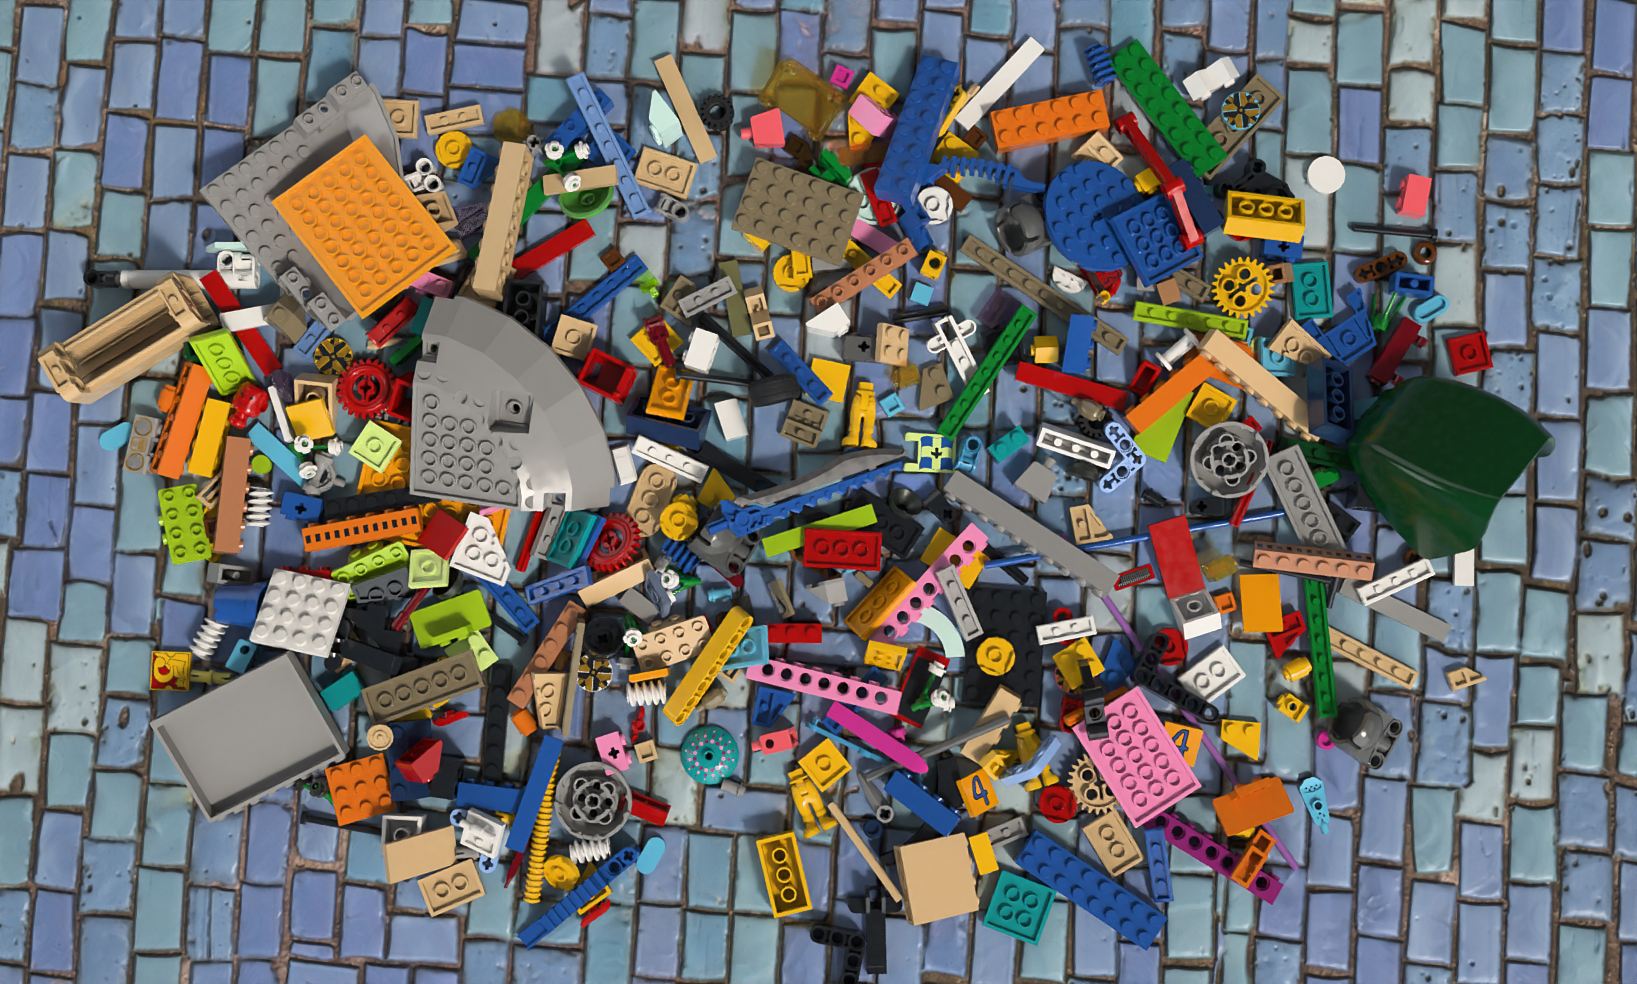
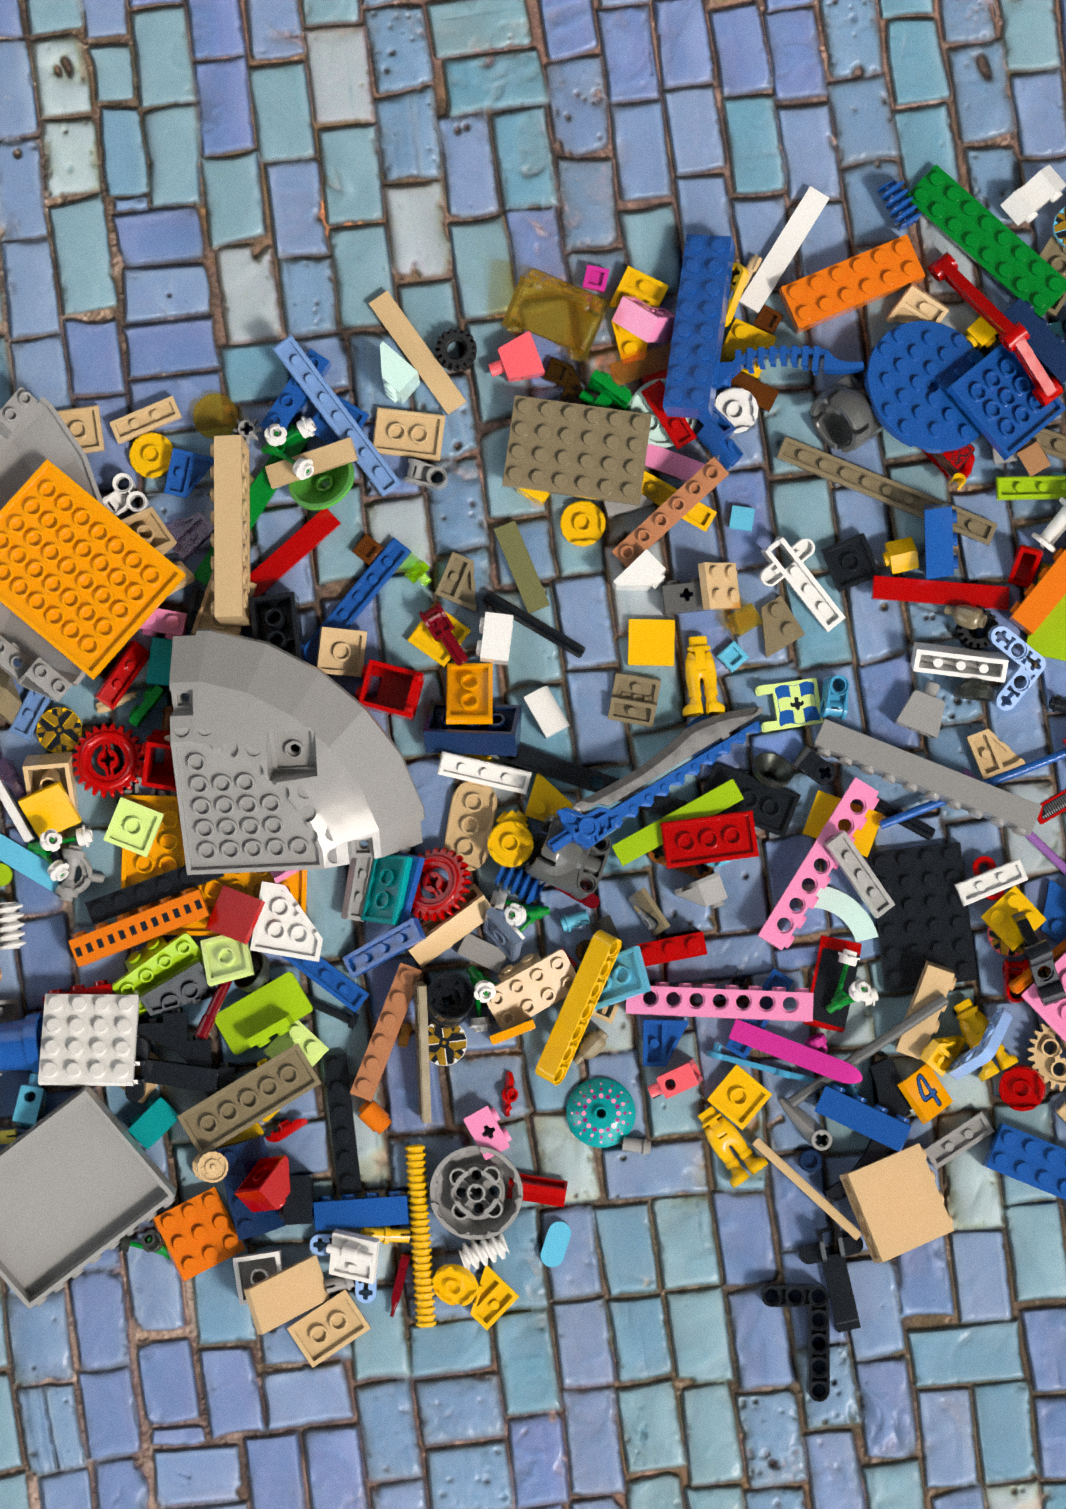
camera: 10 degrees left, 0 degrees up
(293, 502) = (74, 911): blue brick -> none
(305, 817) = (176, 1281): black bar -> none
(525, 556) = (335, 919): red axle -> none
(534, 793) = (405, 1198): blue tile -> none
(550, 697) = (399, 1080): tan wing -> none
(579, 896) = (481, 1309): blue piece -> none
(595, 912) = (504, 1324): red piece -> none
(624, 464) = (430, 790): white tile -> none
(646, 693) = (512, 1054): white piece -> none
(646, 751) = (525, 1123): tan plate -> none
(707, 296) = (489, 572): light grey plate -> none
(710, 378) = (475, 671): black bar -> none
(759, 313) = (554, 579): tan brick -> none
(774, 390) = (591, 667): black tyre -> none
(784, 873) = (717, 1233): yellow brick -> none
(801, 266) = (593, 513): yellow tile -> none
(806, 377) = (618, 640): blue tile -> none
(864, 579) = (741, 869): dark tan tile -> none
(880, 603) = (766, 893): light orange tile -> none
(885, 655) = (785, 954): yellow tile -> none
(921, 314) = (745, 543): black axle -> none
(927, 270) = (742, 488): yellow brick -> none
(983, 853) = (946, 1163): yellow tile -> none
(986, 372) = (837, 596): green tile -> none
(995, 656) = (914, 929): yellow tile -> none
(998, 309) = (838, 518): clear purple wing -> none
(1008, 444) = (879, 677): teal brick -> none
(1019, 907) = (1000, 1219): teal plate -> none
(1067, 282) = (910, 469): white tile -> none

